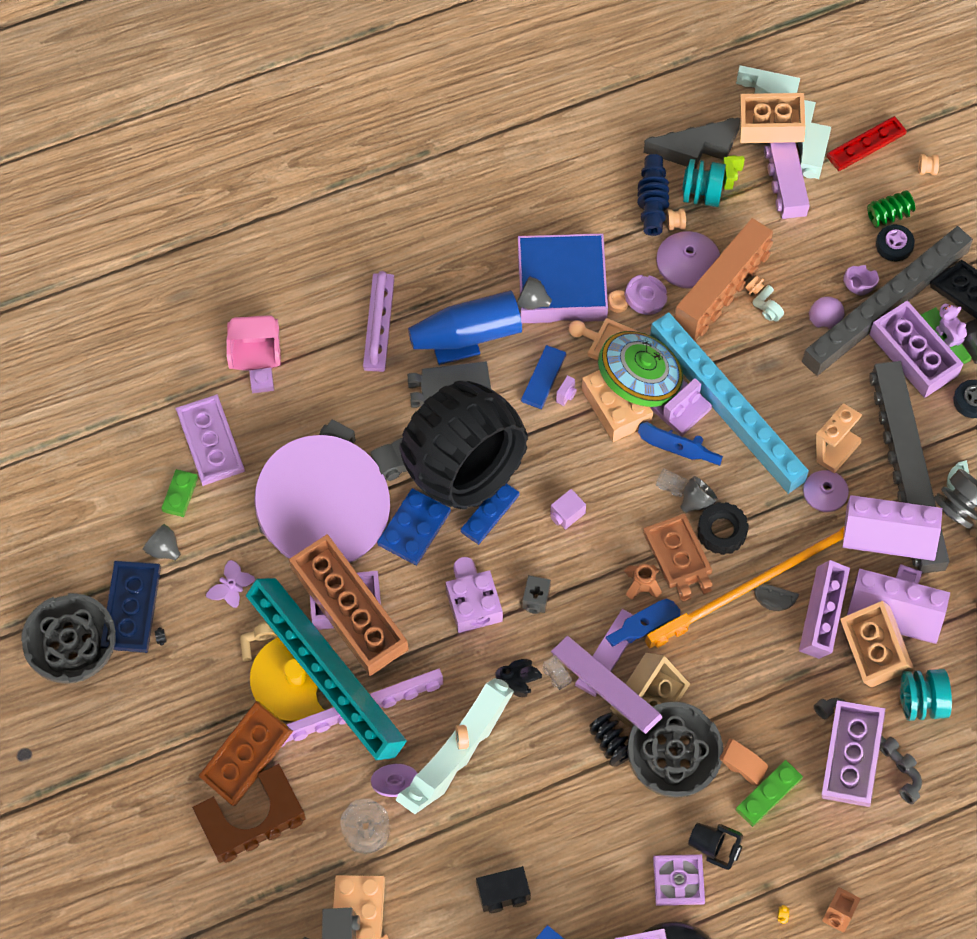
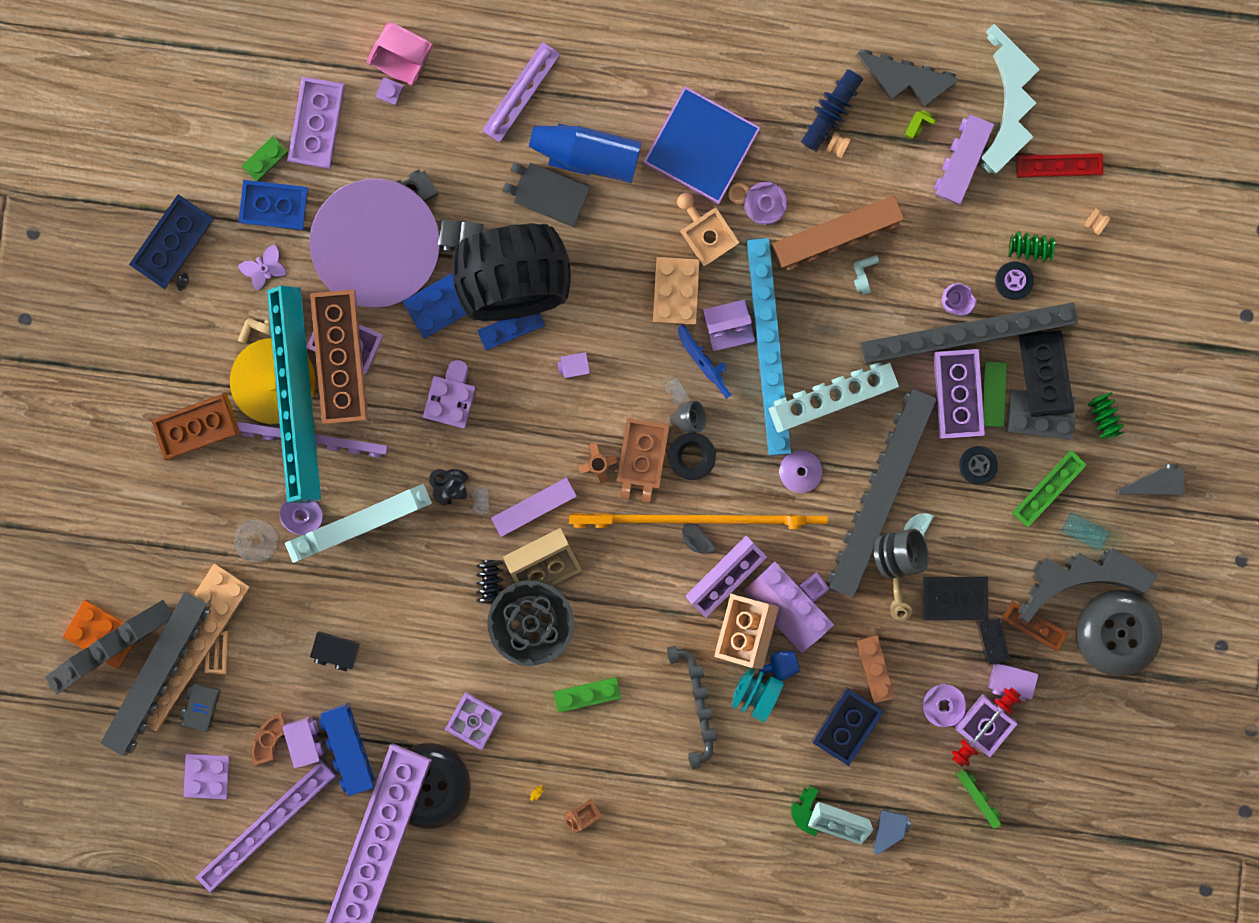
camera: 30 degrees right, 25 degrees up
(47, 626) = (93, 223): dark grey brick -> none
(163, 544) = (225, 202): dark grey helmet -> none
(209, 525) = (273, 205): none -> blue plate
(283, 814) = (145, 487): reddish brown arch -> none
(462, 737) = (367, 519): light nougat tile -> none
(533, 295) = (658, 157): dark grey helmet -> none
(538, 586) = (512, 424): dark grey brick -> none
(543, 377) = (630, 229): blue tile -> none
(566, 391) = (640, 256): lavender plate -> none
(607, 684) = (509, 538): lavender tile -> none
(640, 368) = (710, 278): dish -> none
(652, 616) = (585, 502): blue piece -> none
(686, 268) = (821, 203): lavender dish -> none
(703, 182) = (881, 127): teal wheel -> none
(710, 840) = (514, 706): black piece -> none
(744, 761) = (580, 662): nougat slope -> none
(755, 285) = (865, 249): light nougat plate -> none
(772, 117) = (980, 102): light nougat brick -> none
(812, 405) = (785, 419): none -> light aqua brick
(826, 312) = (910, 311): lavender hair -> none
(840, 439) = (833, 443): light nougat panel -> none
(853, 753) = (667, 708): lavender brick -> none
(892, 527) = (822, 545): lavender slope -> none
(929, 657) = (783, 665): none -> blue piece
(951, 325) = (1001, 392): lavender animal -> none

